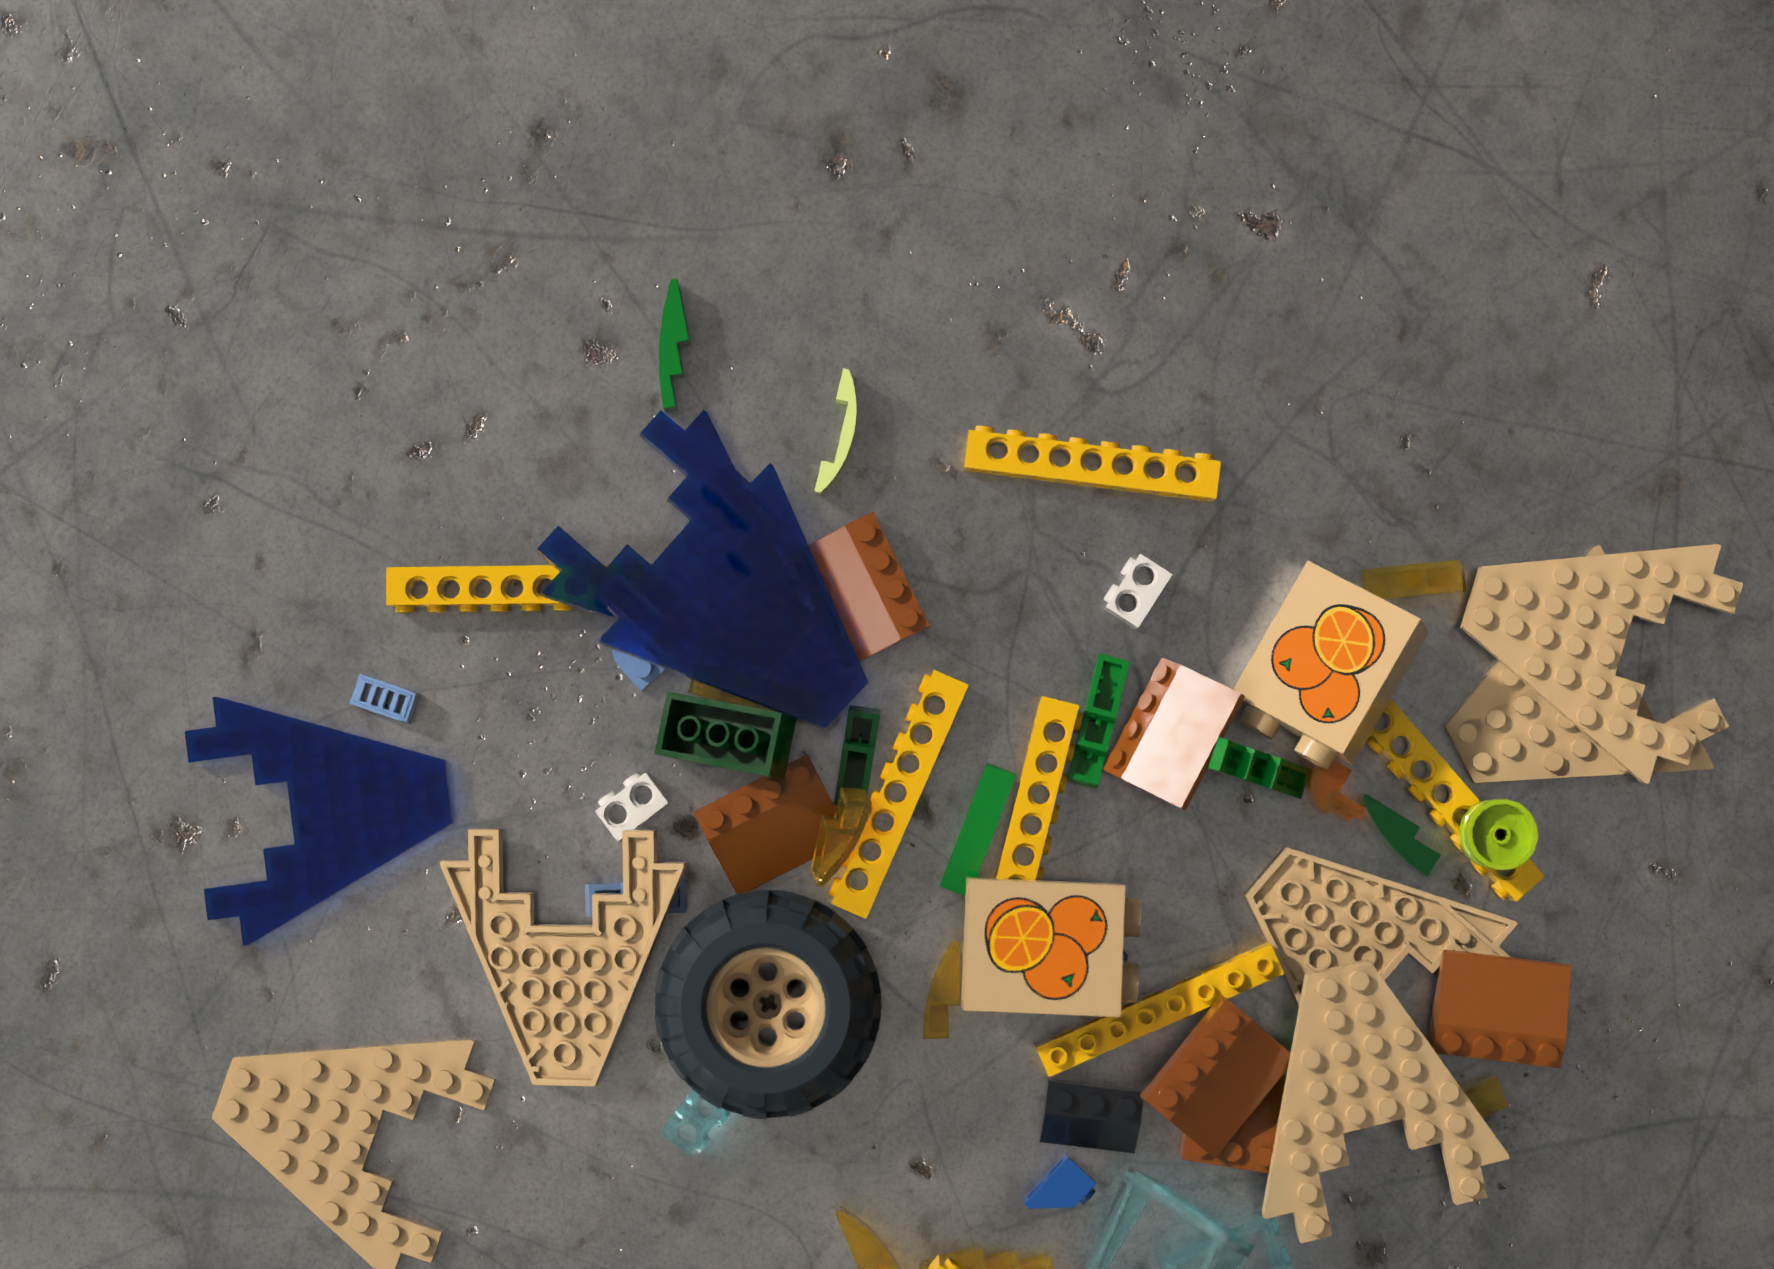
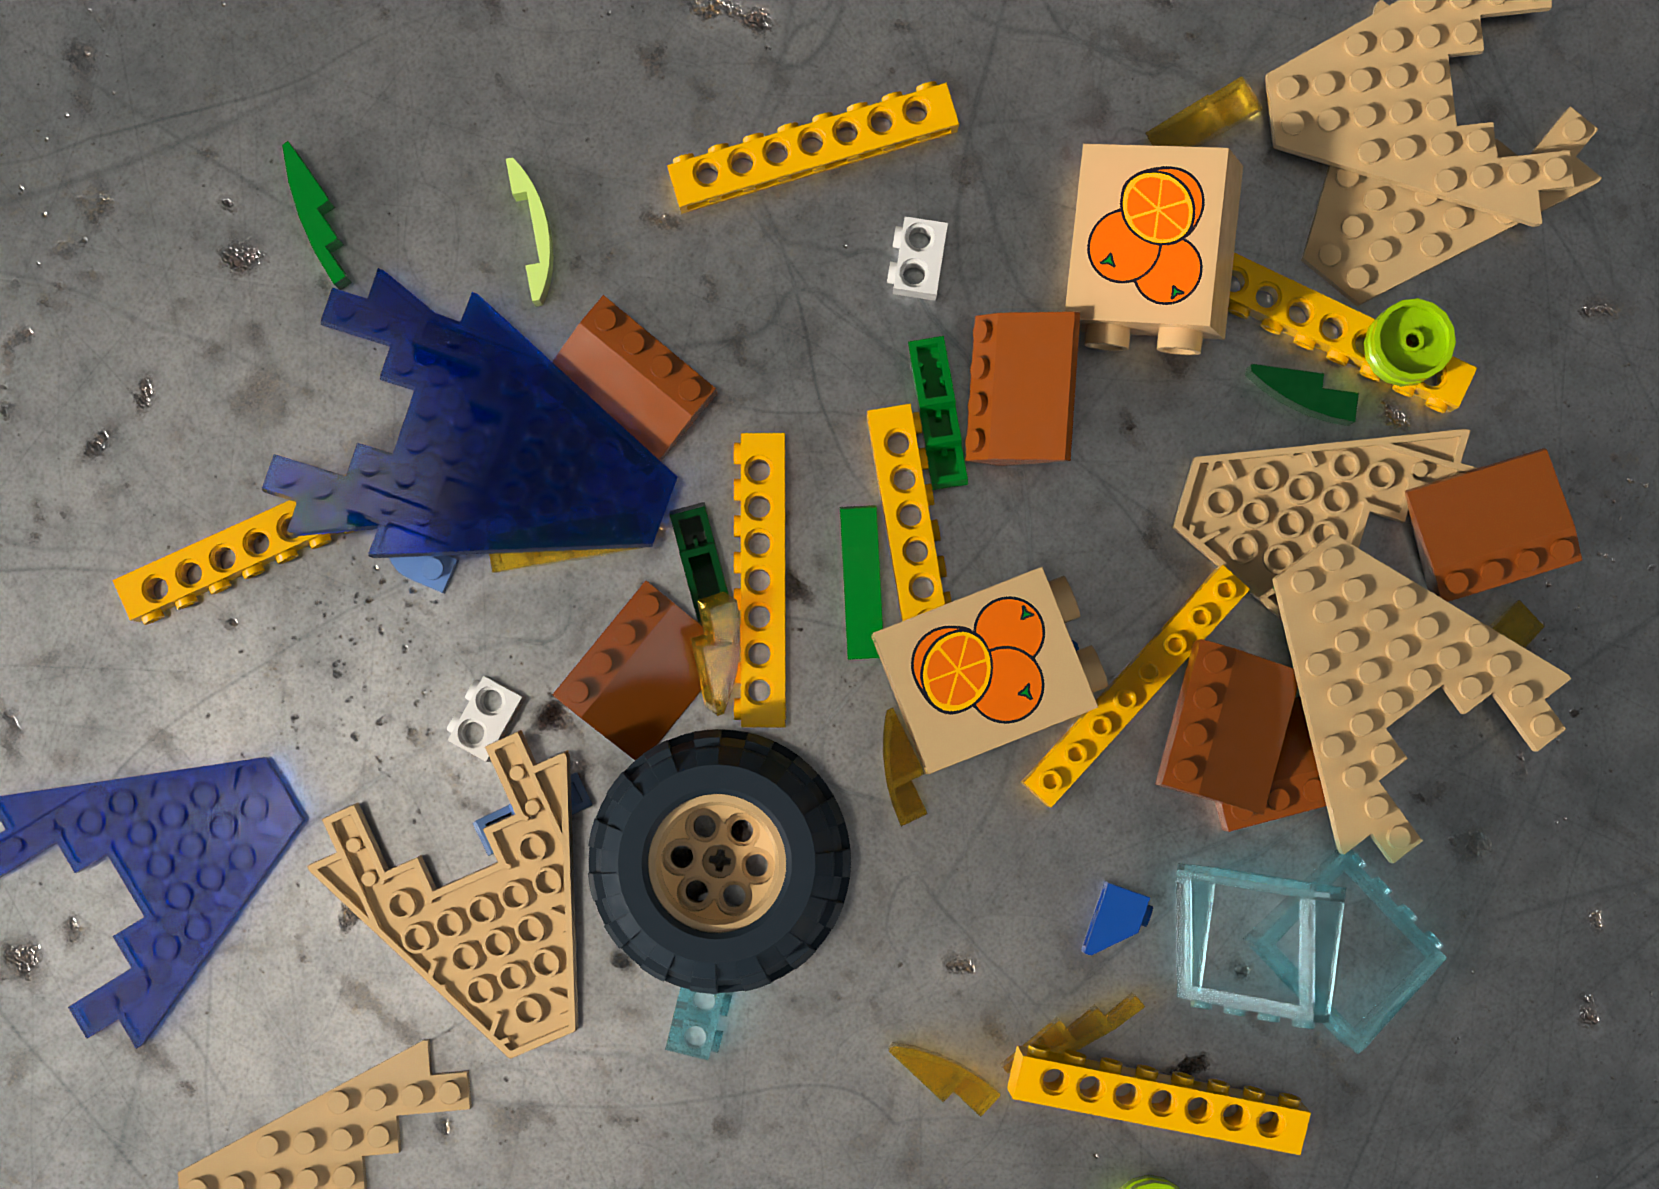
camera: 25 degrees left, 0 degrees up
(408, 707) = (202, 721): medium blue slope -> none
(725, 735) = (550, 598): dark green brick -> none
(1091, 1115) = (1113, 829): black slope -> none
(1259, 768) = (1128, 384): green slope -> none
(1324, 791) = (1206, 378): clear orange brick -> none

